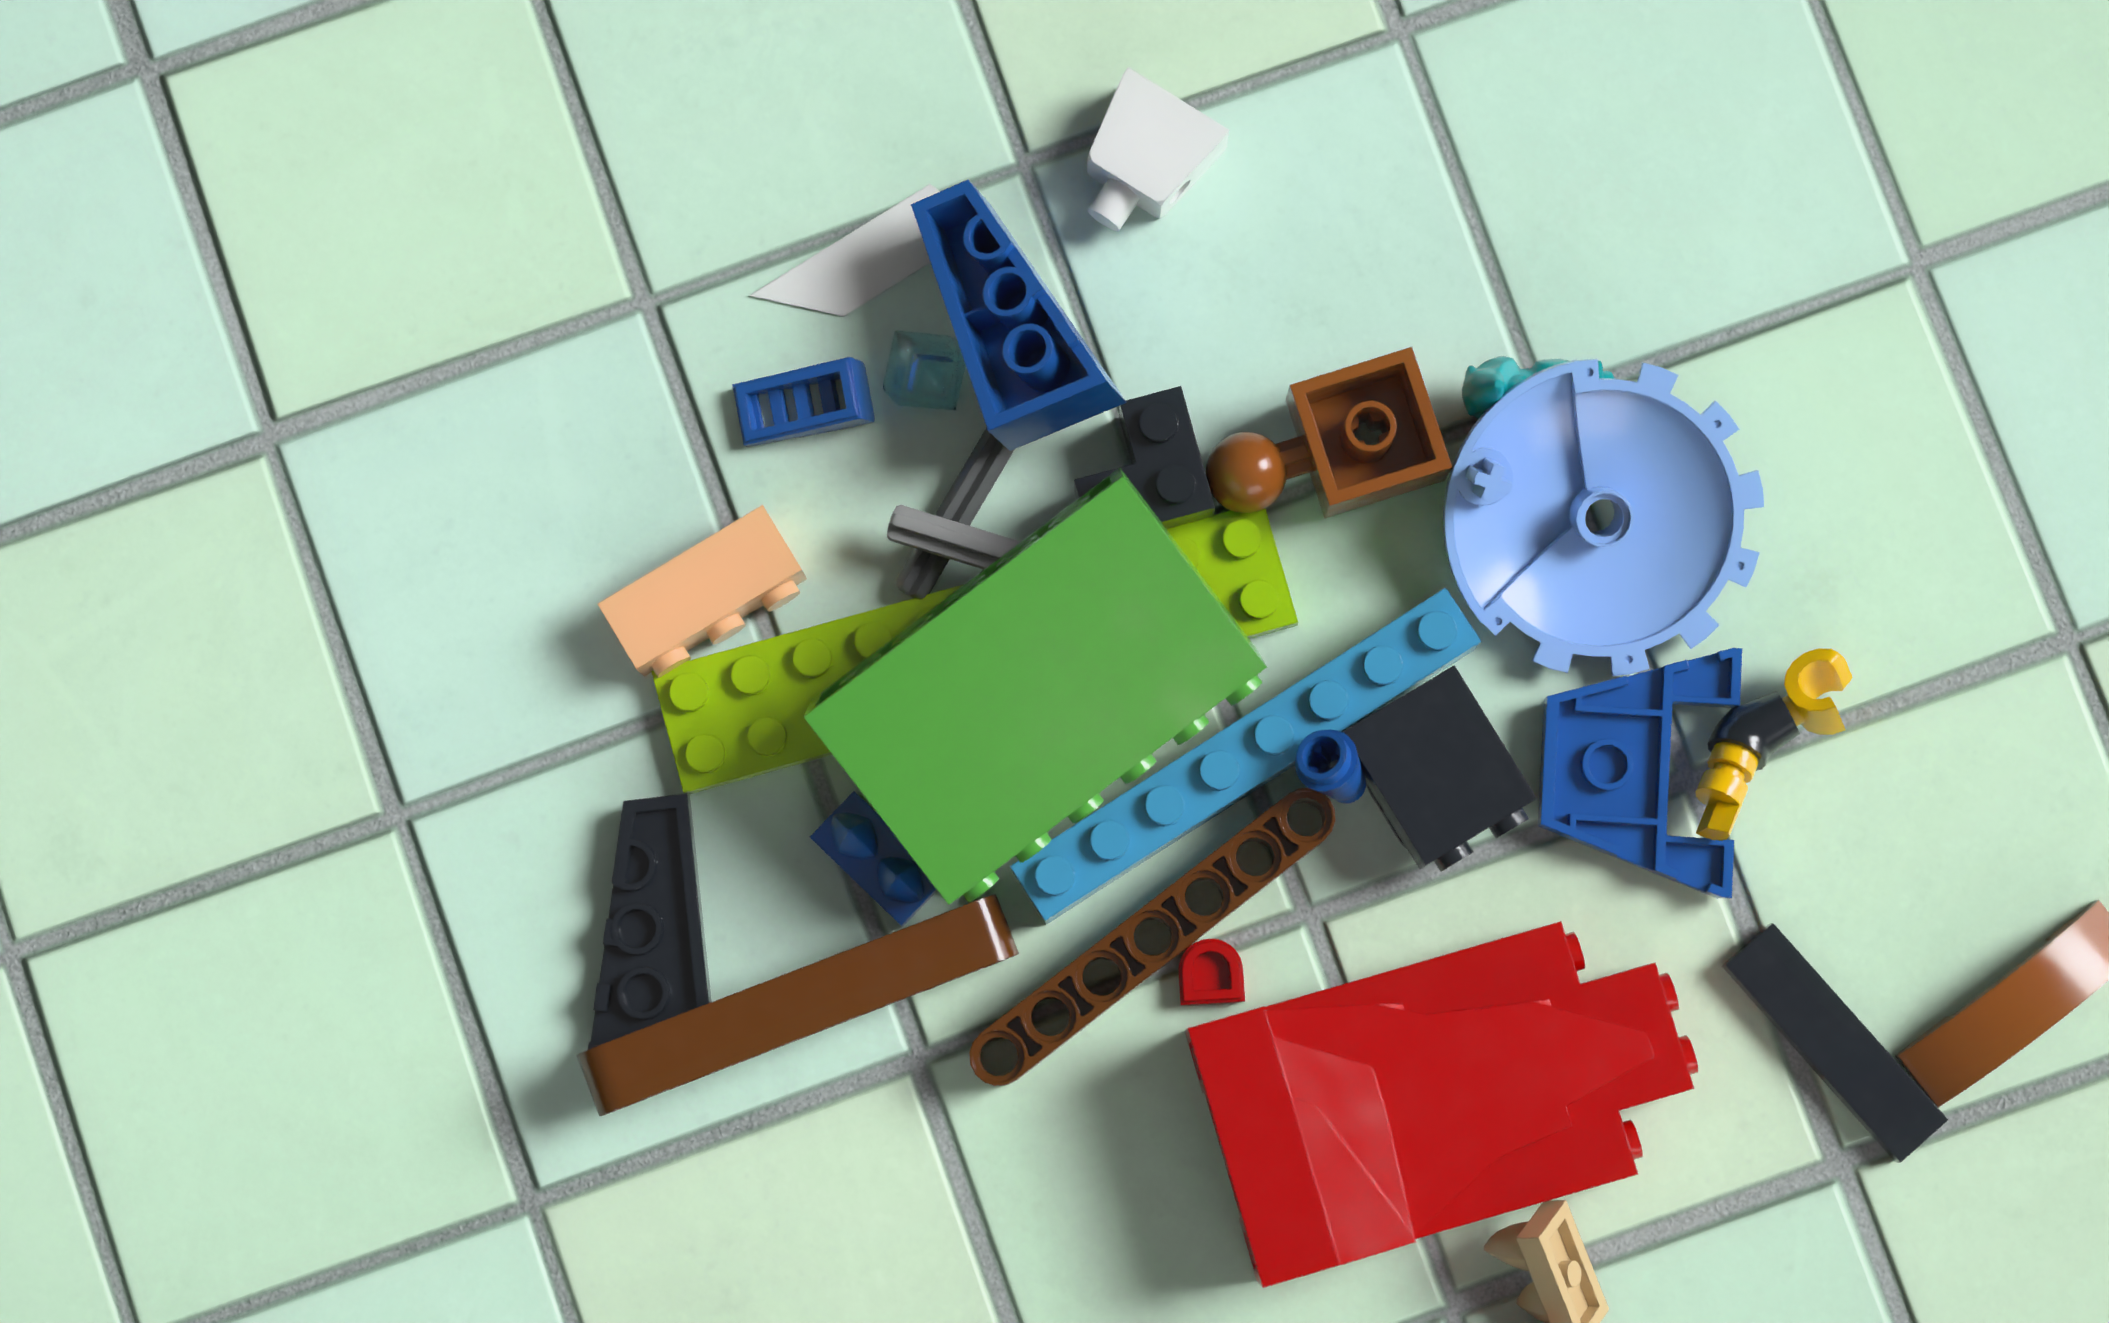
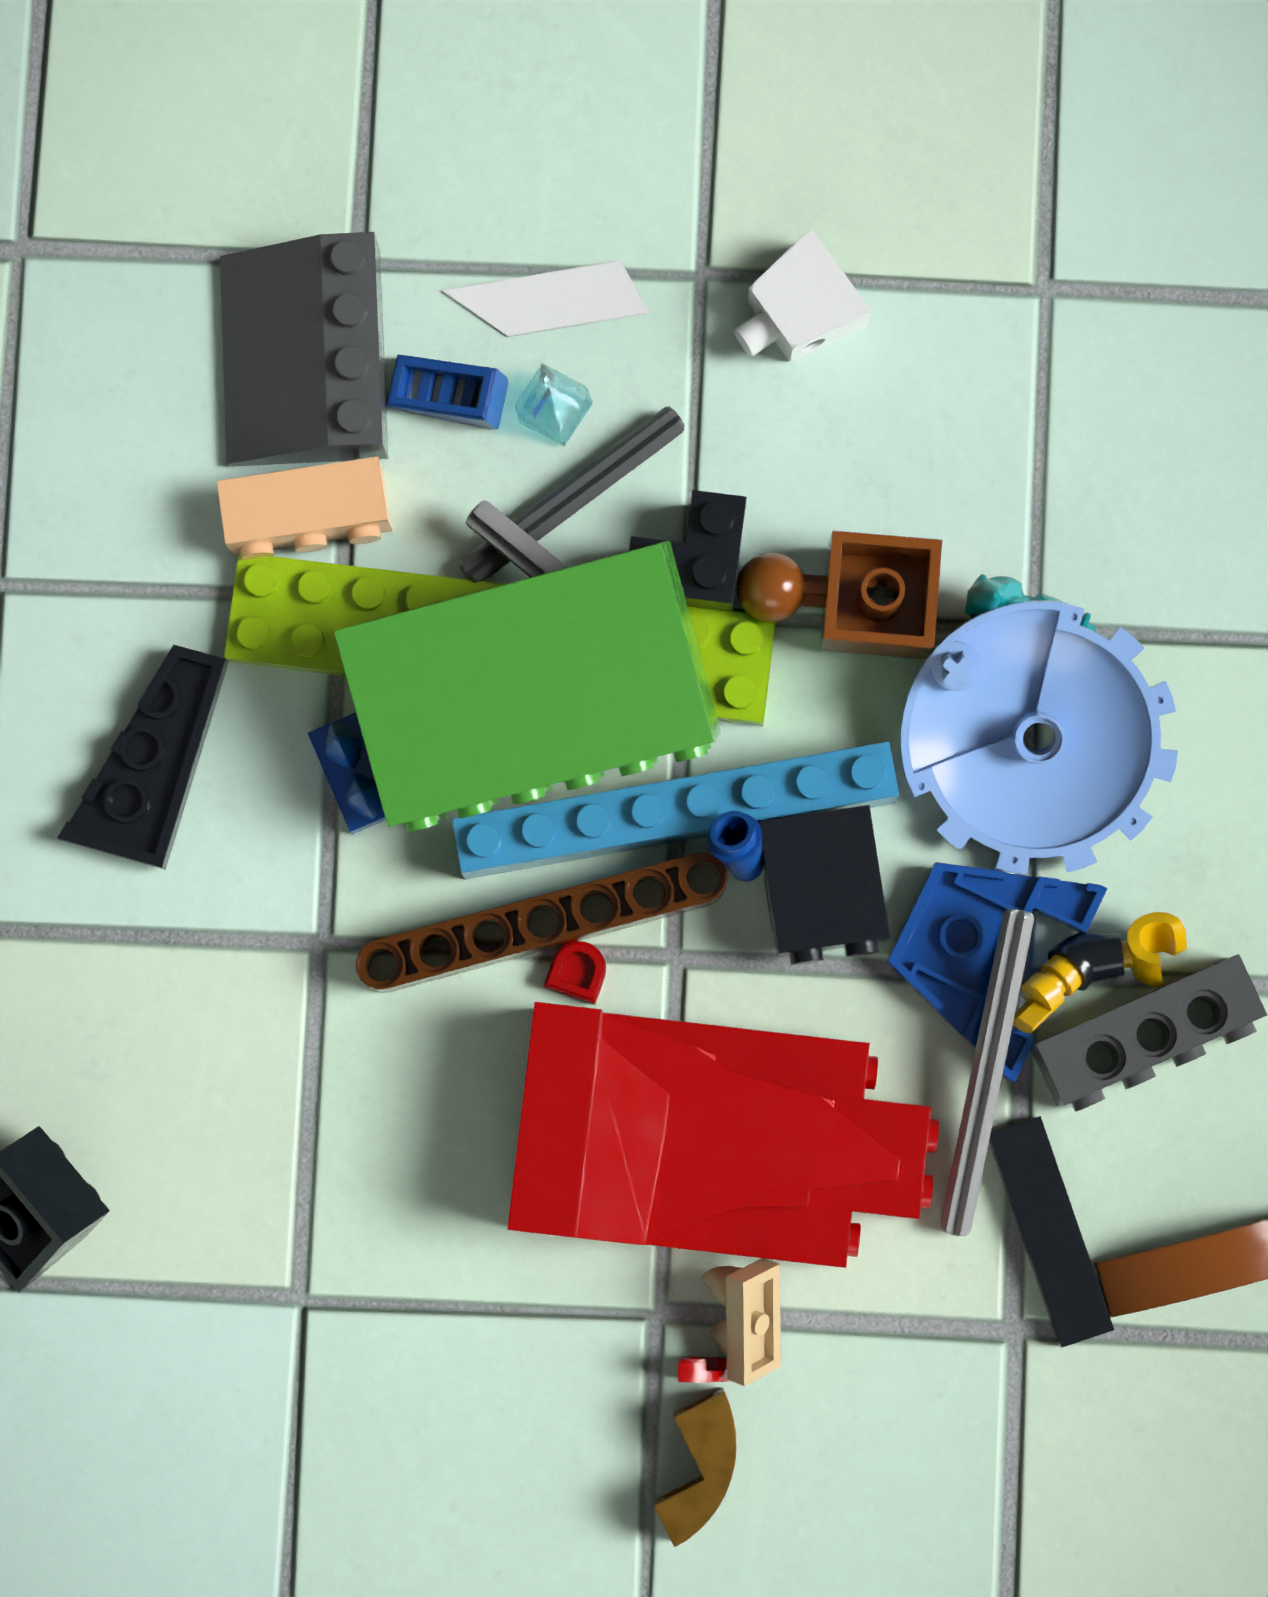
camera: 20 degrees right, 0 degrees up
(629, 424) = (304, 351): none -> dark grey slope
(797, 1005) = (241, 859): reddish brown beam -> none
(1013, 335) = (630, 397): blue wedge -> none
(1698, 900) = (987, 1072): none -> light grey axle
(1905, 701) = (1222, 985): none -> dark grey brick

